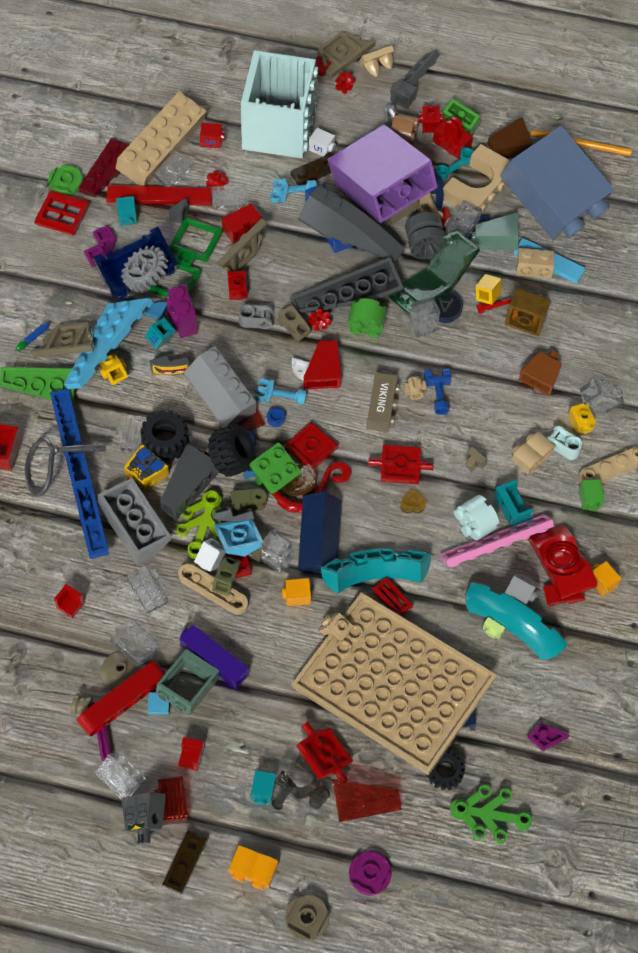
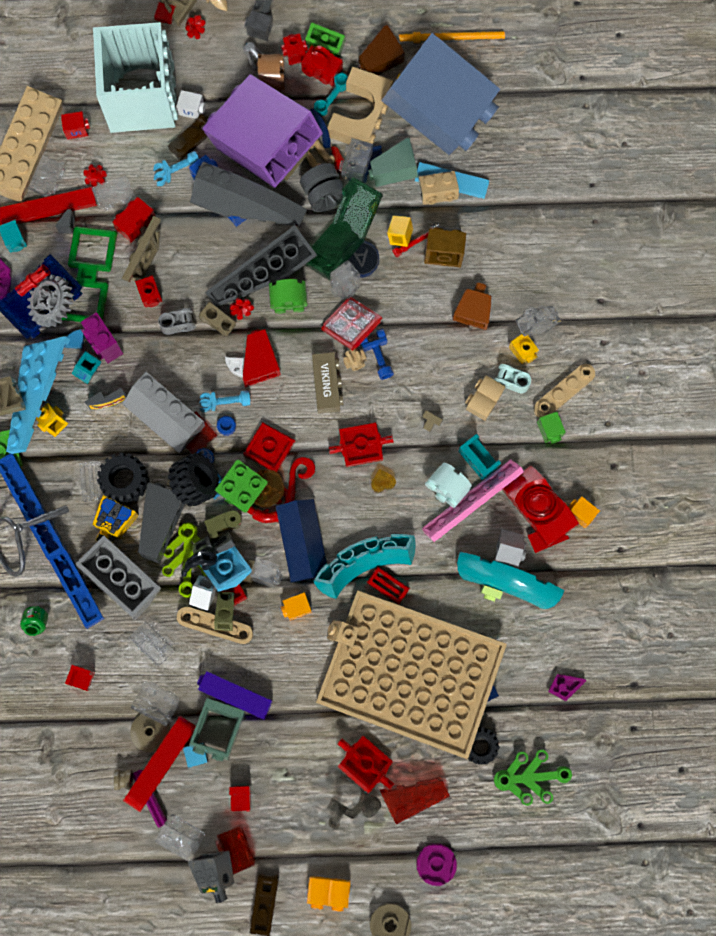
camera: 15 degrees left, 15 degrees up
(42, 538) = (34, 620): none -> green head
(134, 246) = (32, 280): none -> red pin
(223, 520) = (202, 557): none -> black piece
(263, 788) = (317, 813): teal brick -> none
(420, 356) = (351, 323): none -> clear piece

